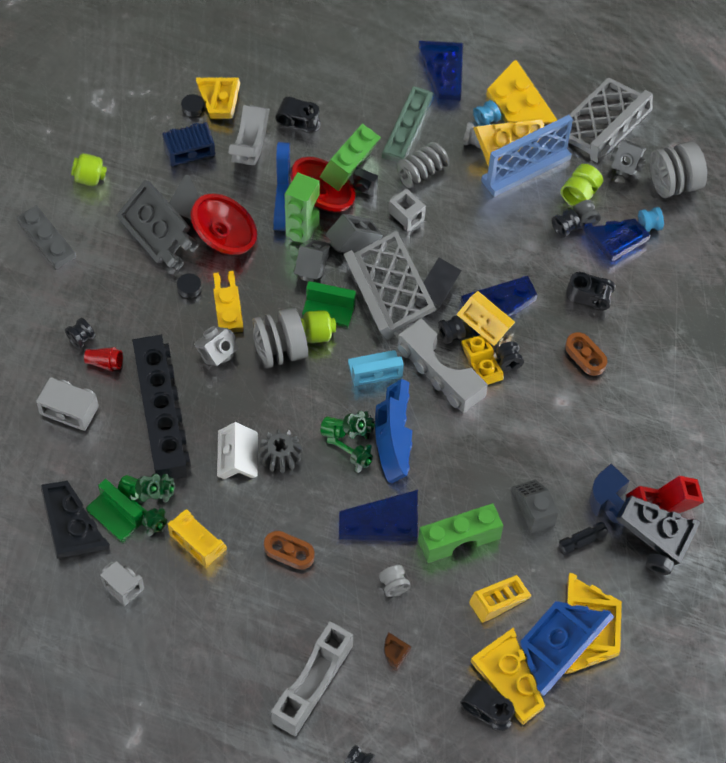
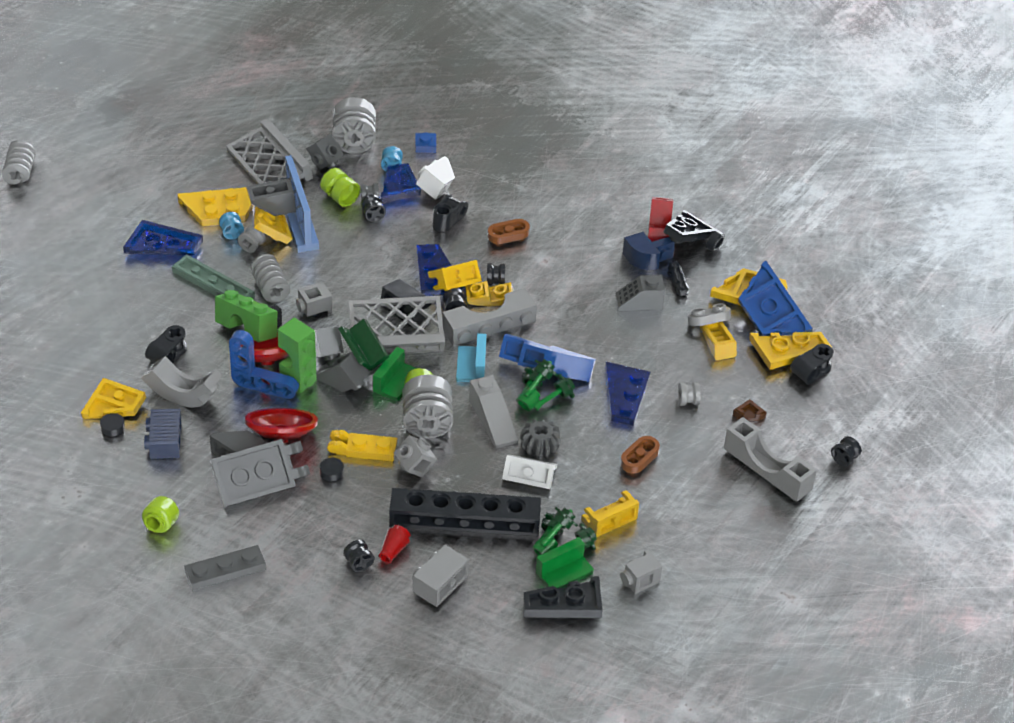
camera: 75 degrees left, 15 degrees down
(304, 399) = (492, 411): none -> light grey slope
(336, 257) = (364, 344): none -> dark green panel
(443, 536) = (657, 337): bright green arch -> none
(517, 121) = (273, 197): none -> dark grey slope
(529, 580) = (703, 316): none -> light grey plate
(633, 265) = (436, 177): none -> white slope
(700, 245) = (425, 142): none -> blue plate

